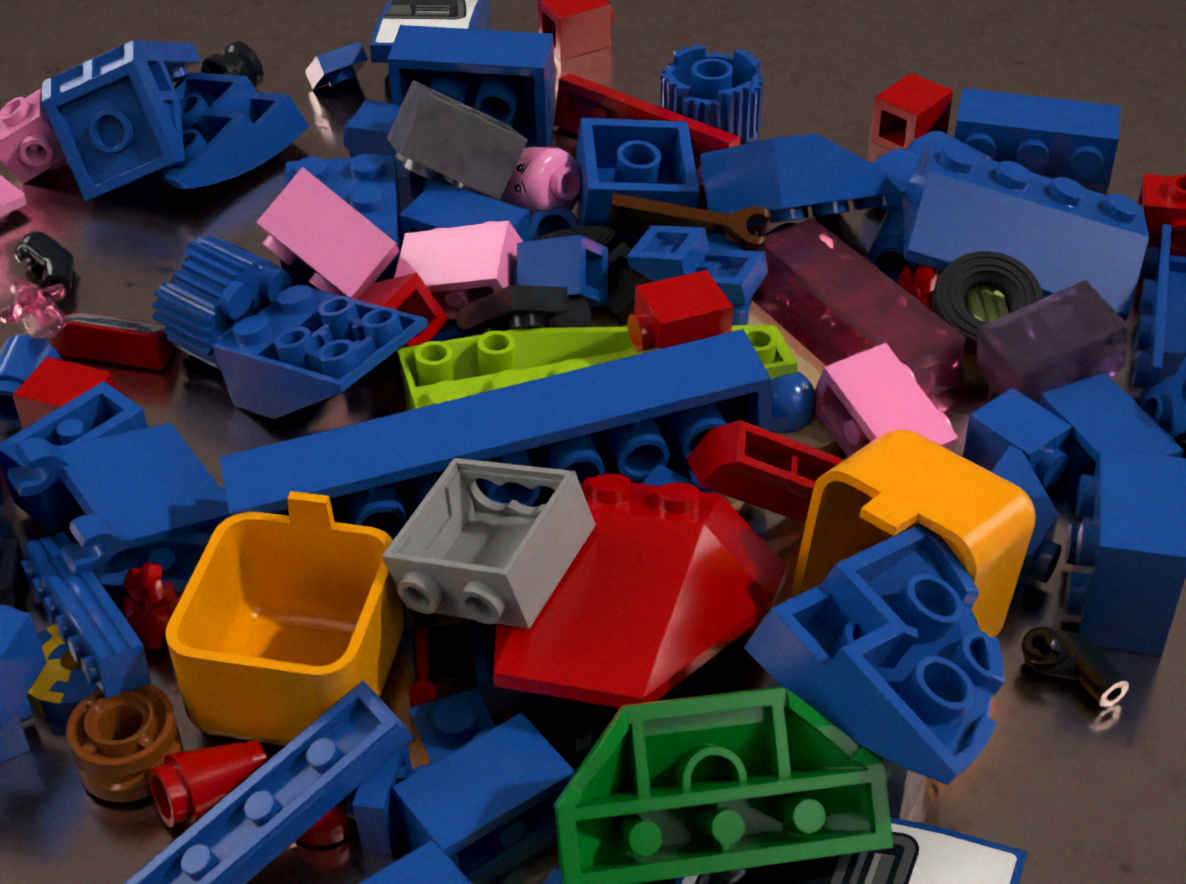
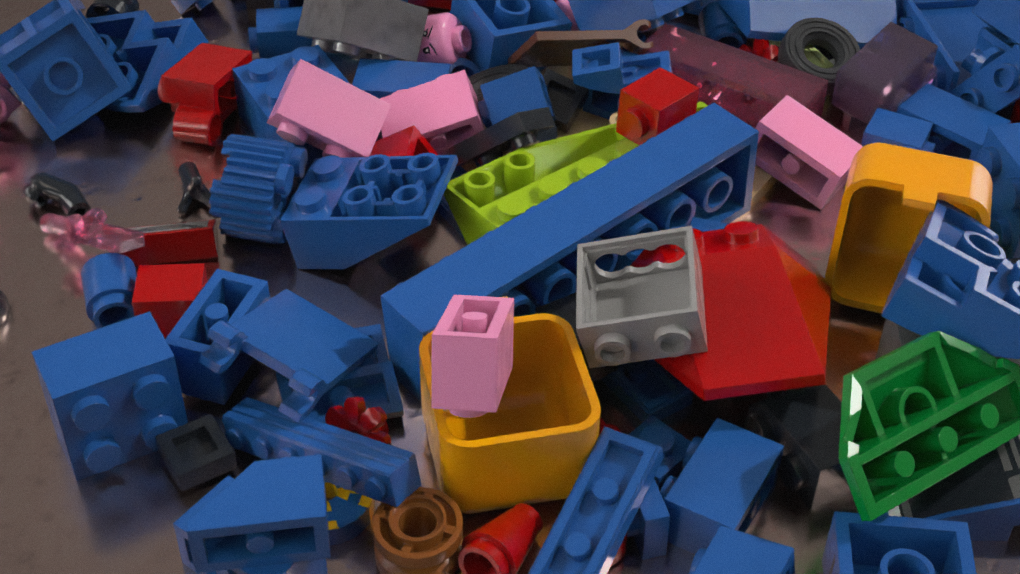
camera: 25 degrees left, 0 degrees up
(239, 549) = (472, 355): none -> bright pink brick
(249, 179) = (202, 92): none -> red hinge
(760, 468) = (771, 200): red piece -> none

